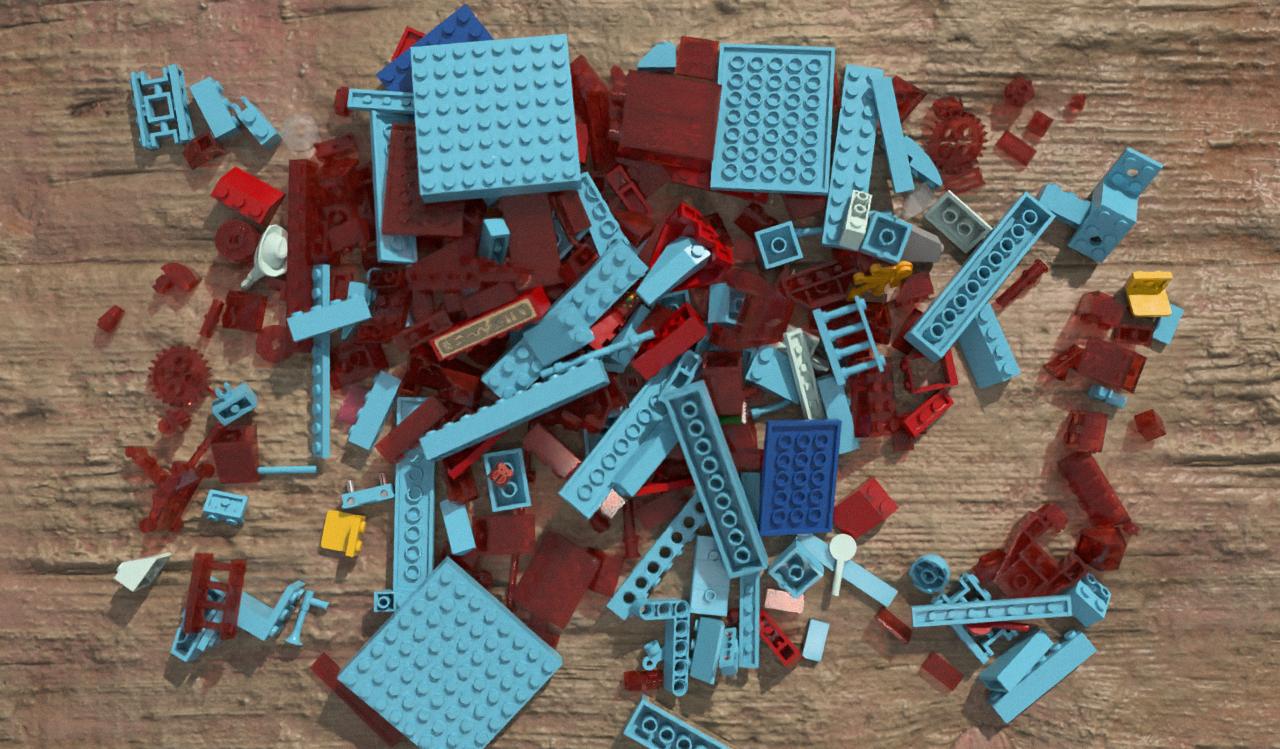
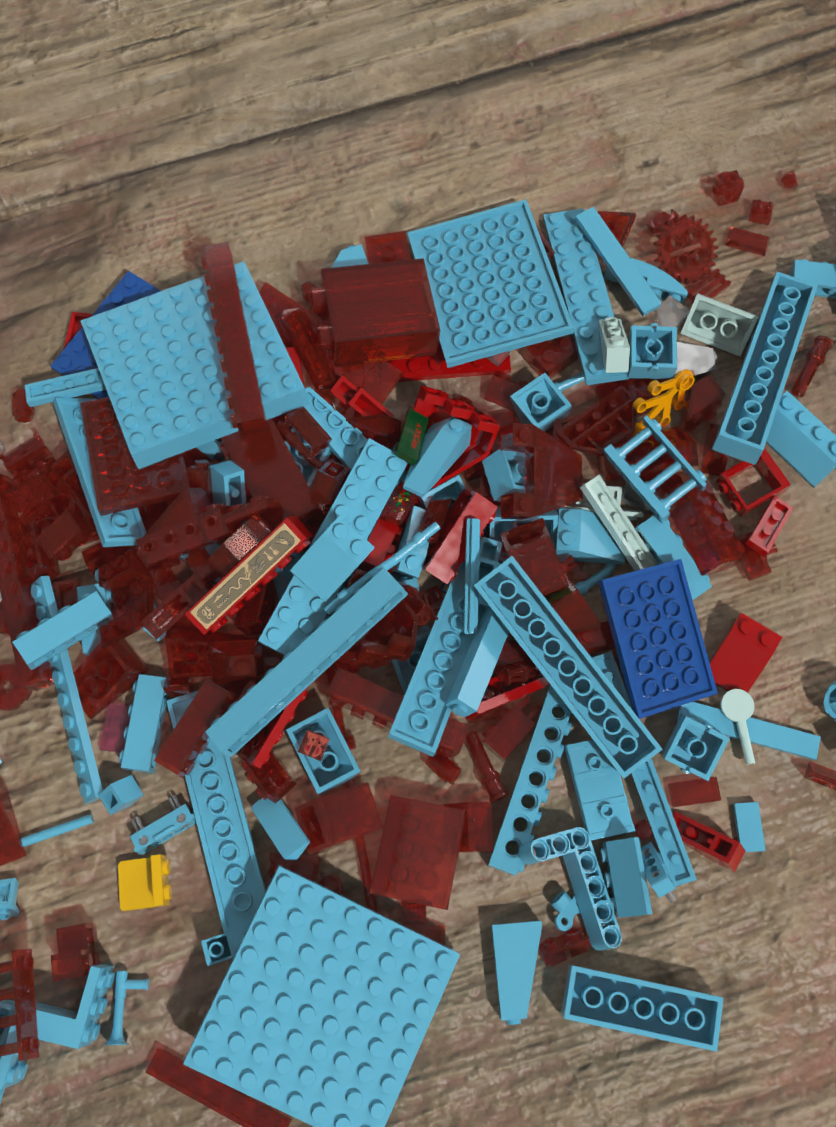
camera: 15 degrees left, 15 degrees down
(279, 568) = (75, 952): none -> clear red brick
(342, 461) = (120, 795): none -> medium azure brick
(534, 114) = (235, 340): none -> clear red brick
(603, 677) = (515, 962): none -> medium azure slope
(658, 246) = (411, 436): none -> dark green tile
(667, 382) = (471, 576): none -> medium azure axle

